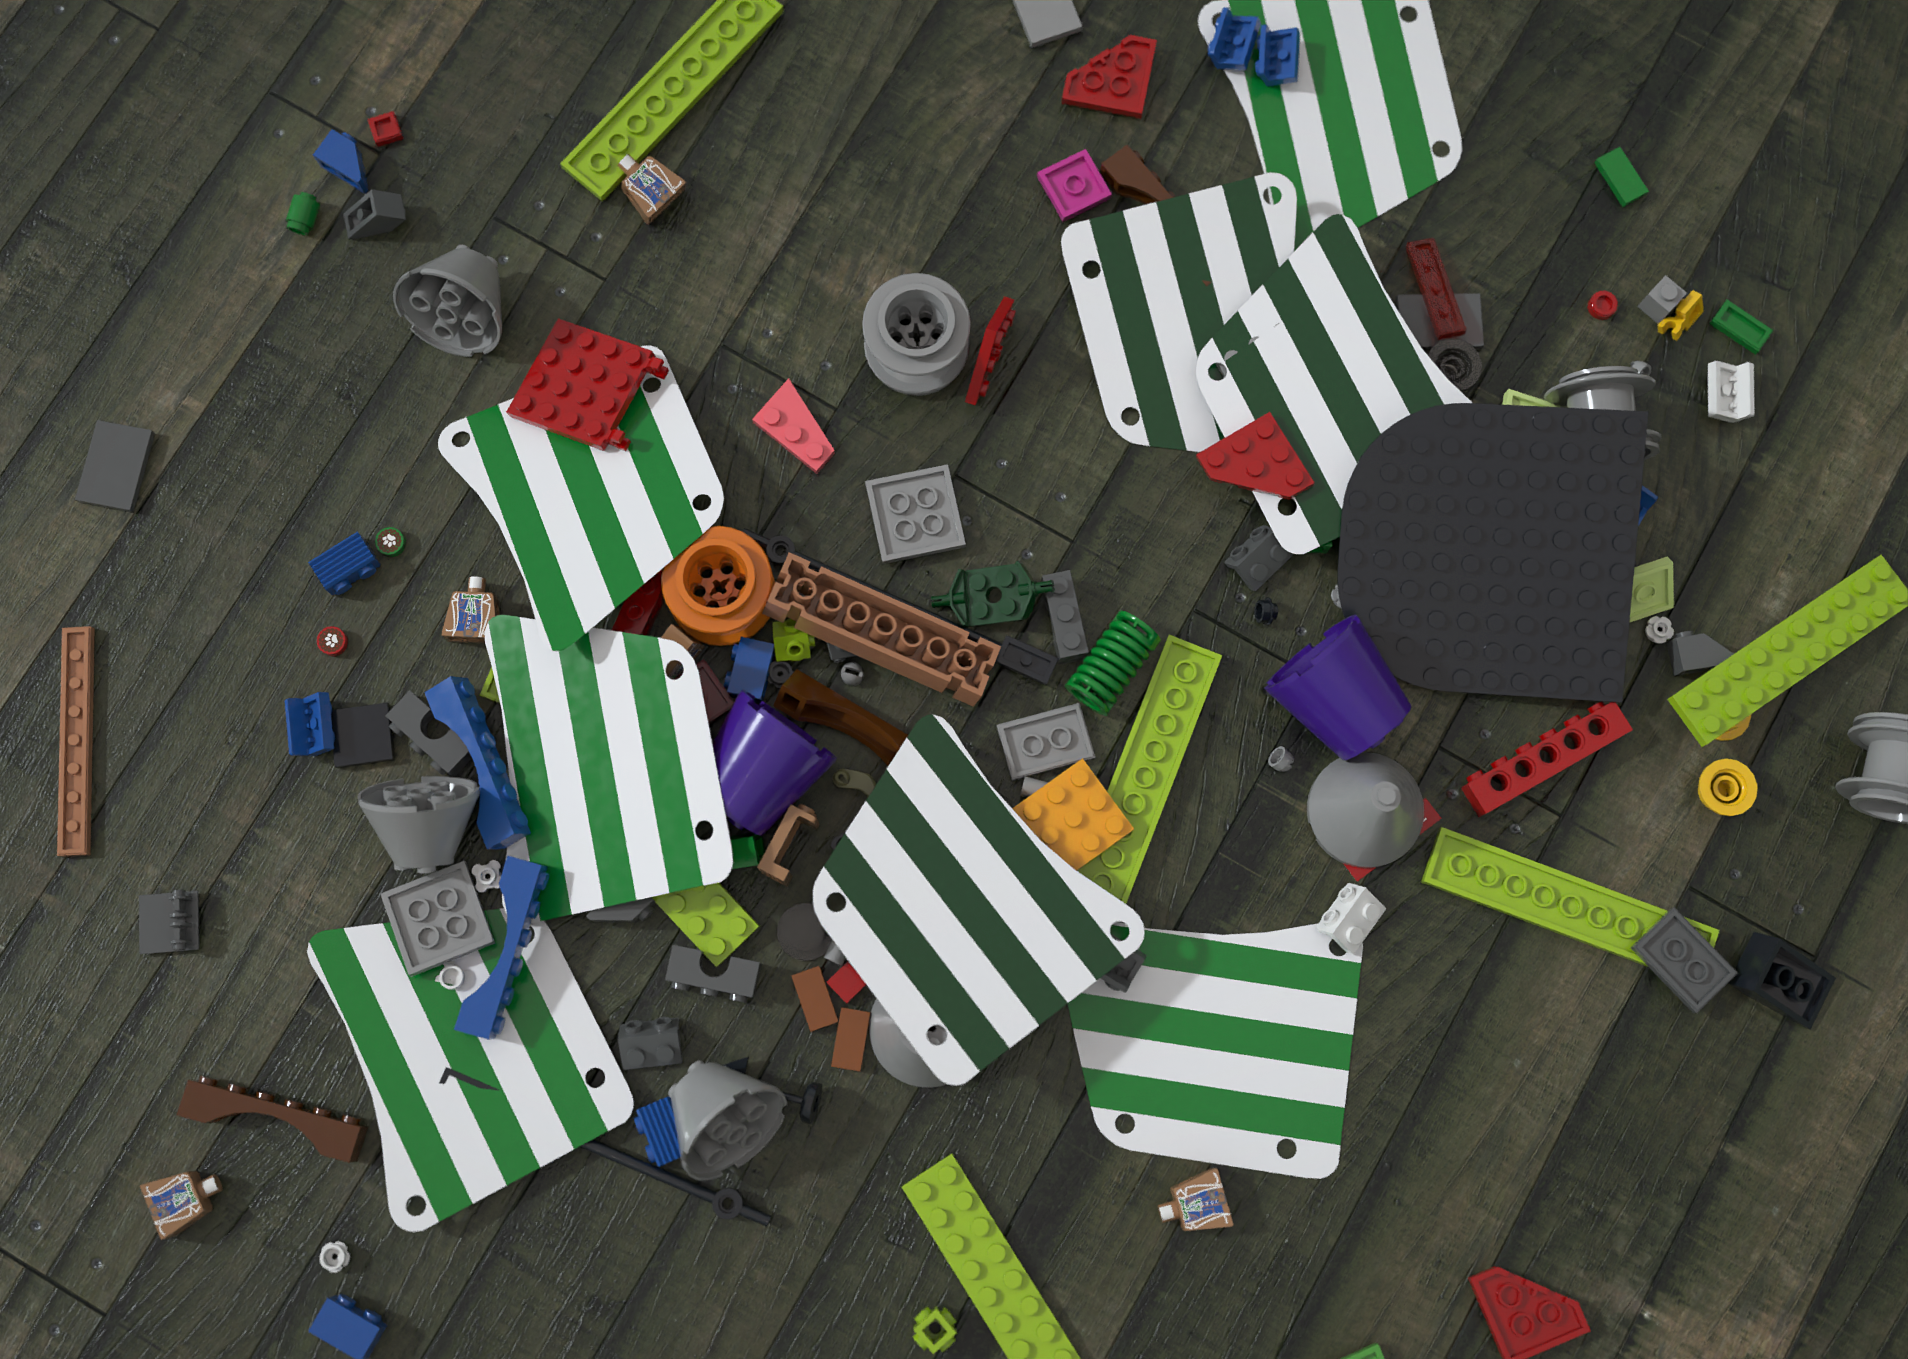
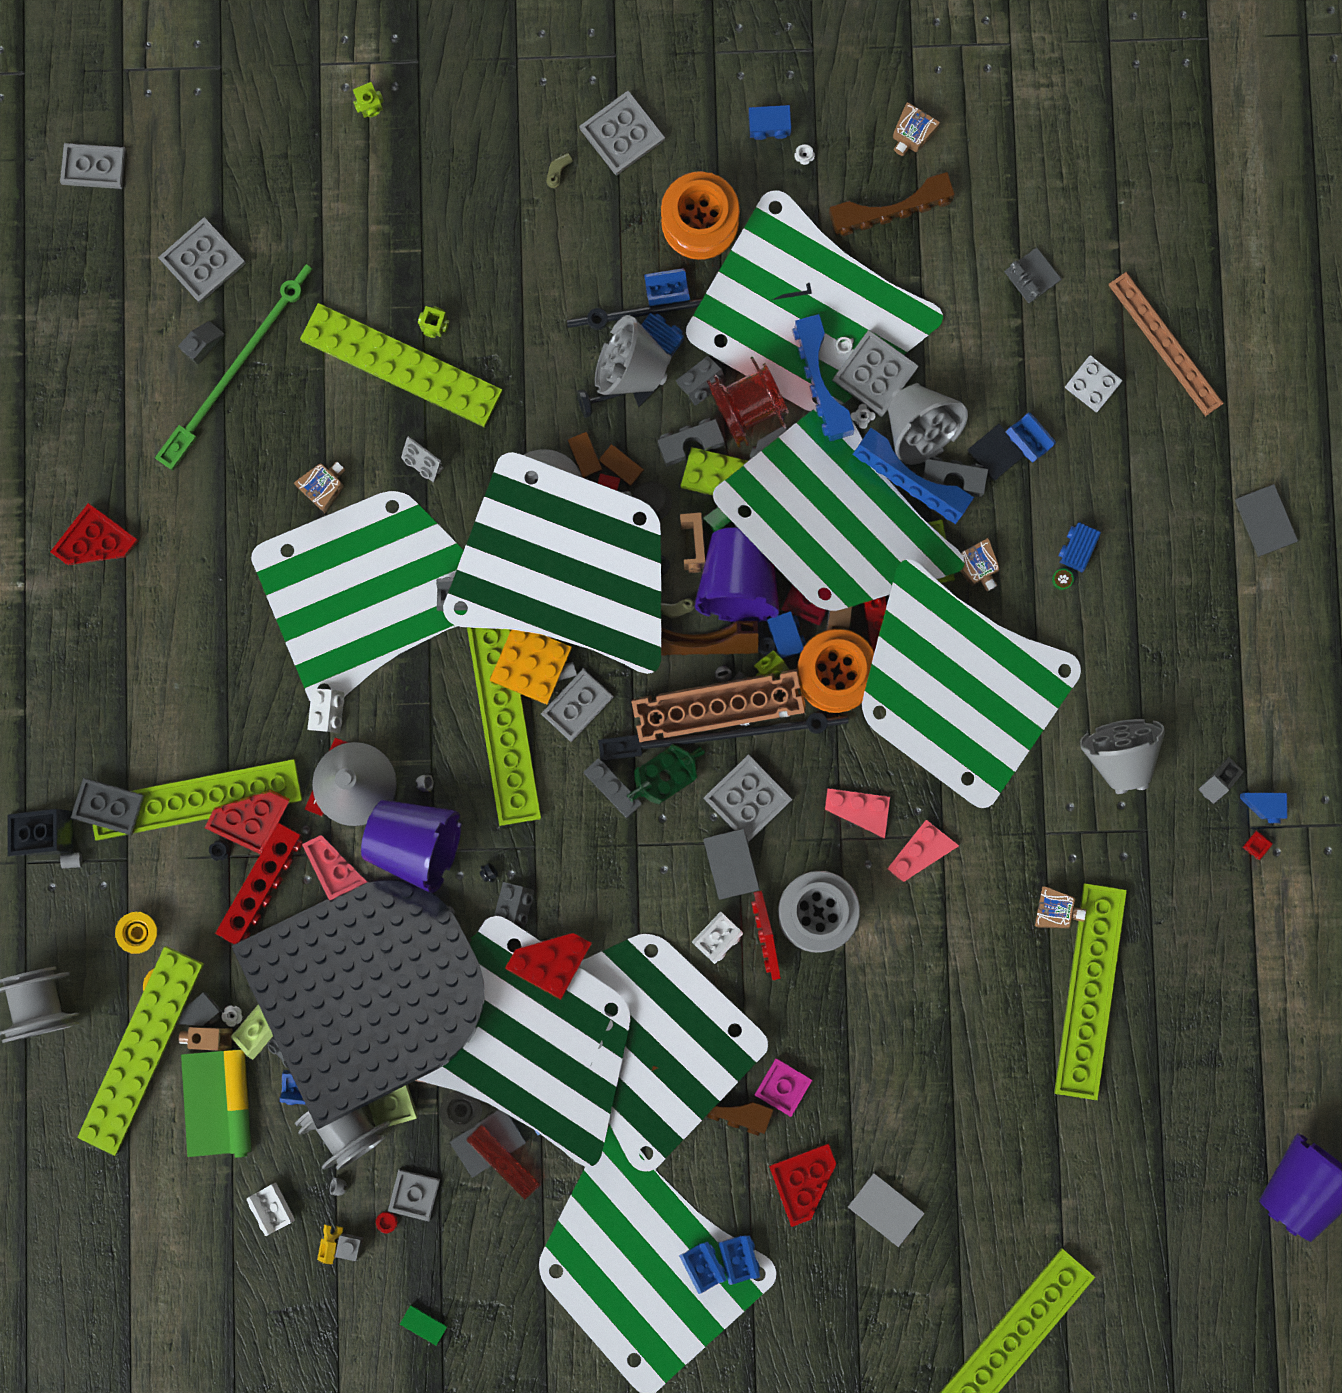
camera: 155 degrees right, 5 degrees up
(192, 744) = (1093, 383): none -> light grey hinge
(302, 213) = (1267, 753): green brick -> none
(332, 641) = (1054, 497): tile -> none
(475, 1260) = (694, 239): none -> orange wheel
(583, 385) = (1009, 750): red plate -> none
(610, 969) = (748, 401): none -> clear red wheel
(616, 1188) = (666, 287): none -> blue bracket
(757, 341) = (921, 851): none -> coral wing
(979, 452) = (731, 864): none -> dark grey tile
(1046, 381) = (717, 938): none -> white bracket
(1061, 1167) = (421, 459): none -> light grey hinge
(1119, 664) = (559, 775): green piece -> none
(1448, 725) = (331, 868): none -> coral wing
(1519, 839) = (249, 819): none -> red plate
(1555, 315) = (414, 1195): none -> light grey tile
(1580, 829) = (219, 845): none -> black plate
(1706, 614) = (207, 1038): none -> medium nougat torso
(1730, 543) = (216, 1103): none -> bright green door
(1741, 327) = (286, 1264): green tile -> none
(1759, 923) = (71, 860): none -> light grey hinge

